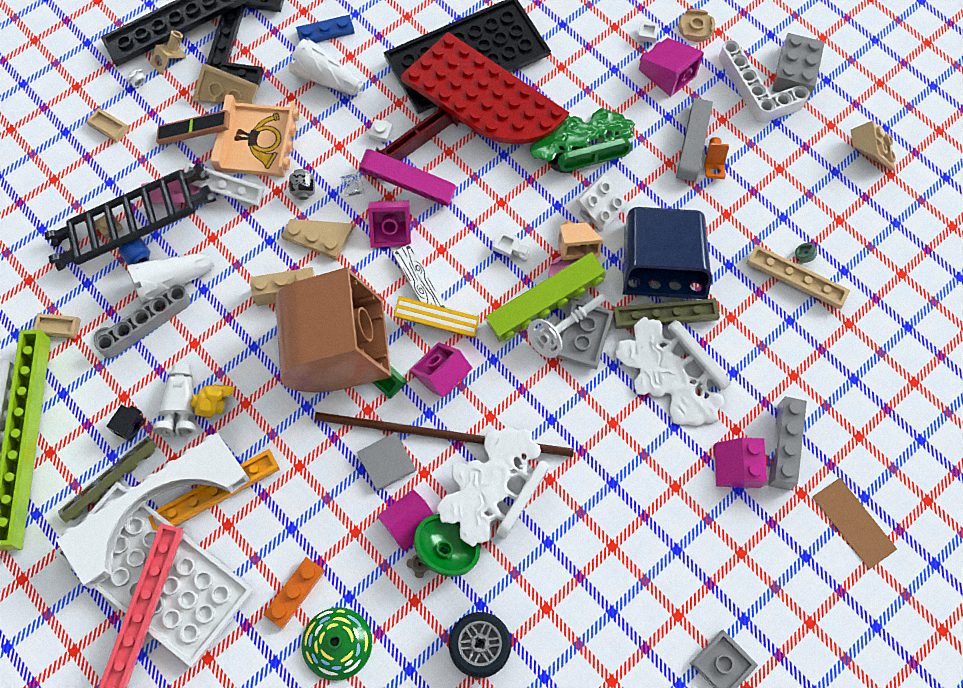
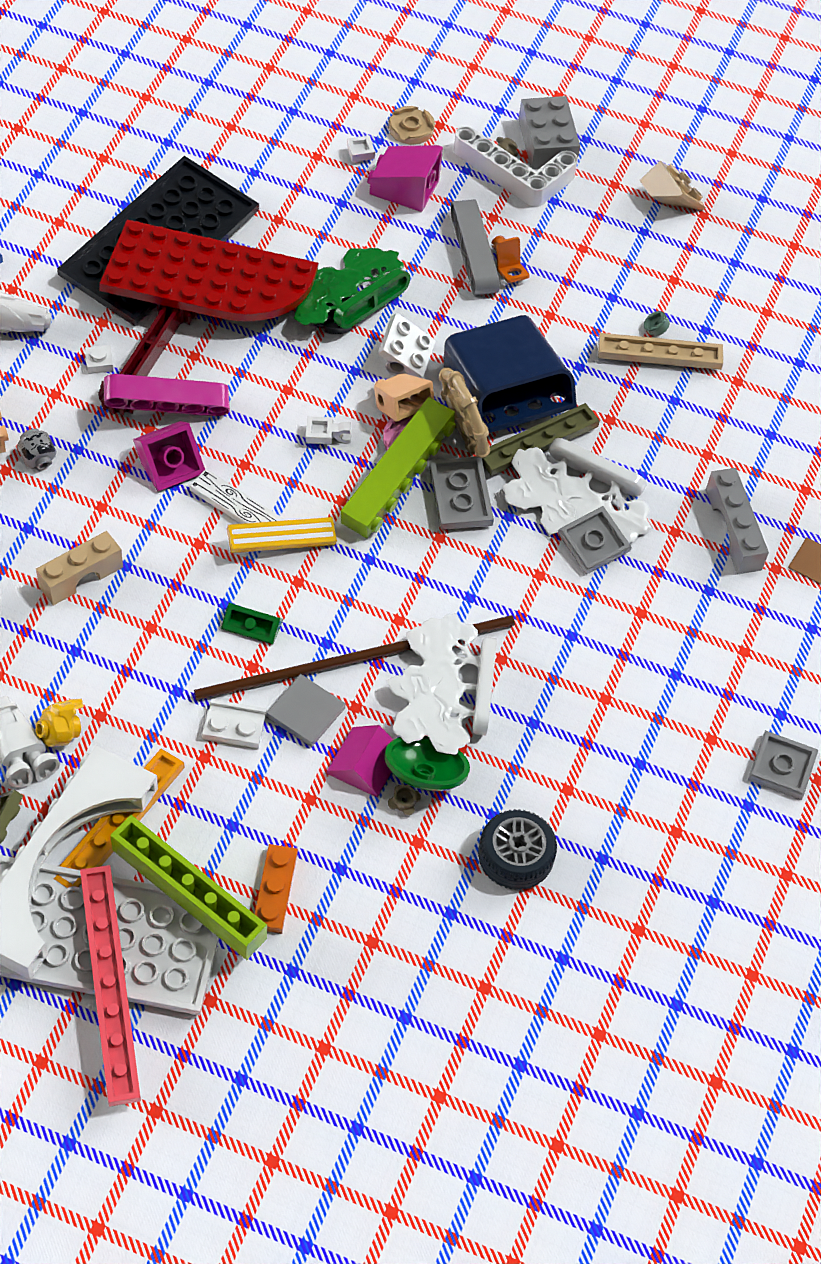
camera: 30 degrees left, 10 degrees down
(224, 573) = (189, 887): none -> lime brick
(318, 236) = (87, 501): tan wing -> none
(331, 333) = (172, 588): nougat brick -> none
(331, 450) = (234, 724): none -> white plate
(348, 656) = (349, 936): green dish -> none
(352, 184) = (99, 429): clear plate -> none
(441, 369) = (317, 587): dark pink slope -> none
(552, 332) = (425, 502): white dish -> none
(612, 274) = (466, 412): none -> tan plate
(667, 413) = (594, 540): none -> light grey tile
(740, 463) = (699, 559): dark pink slope -> none
(760, 67) = (508, 145): none -> dark tan plate

